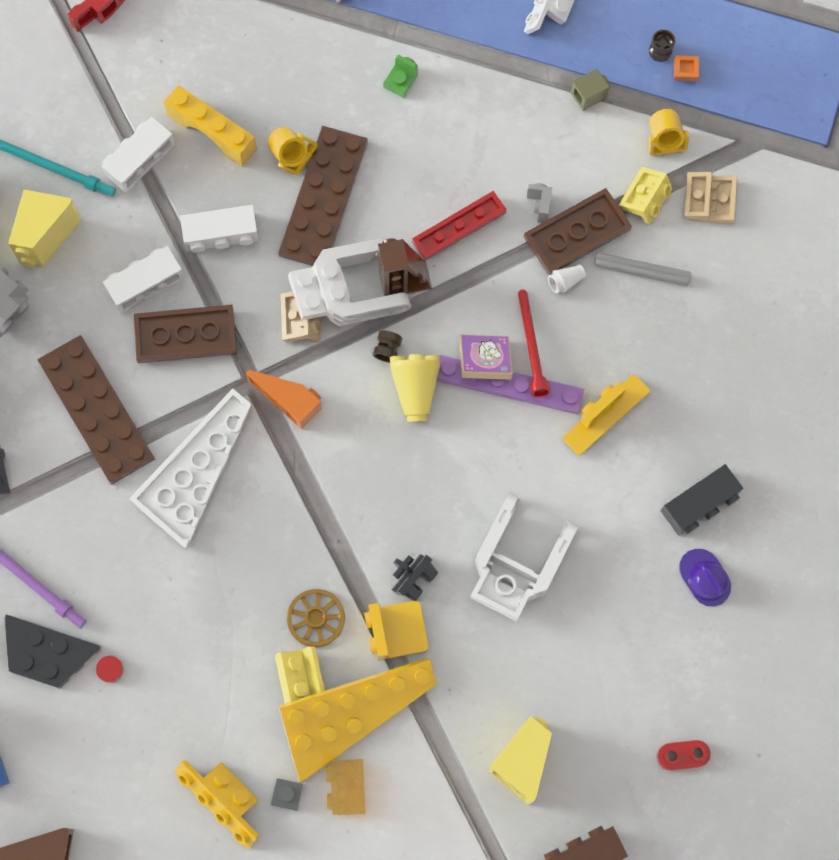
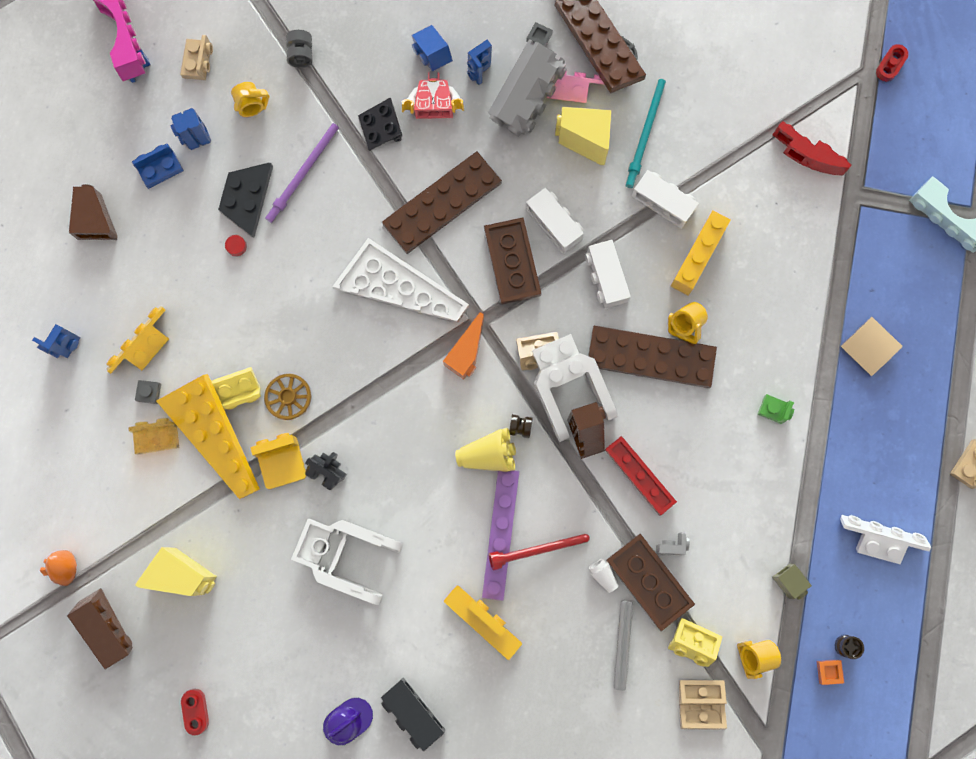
camera: 90 degrees right, 5 degrees up
(485, 357) = (520, 510): tile -> none

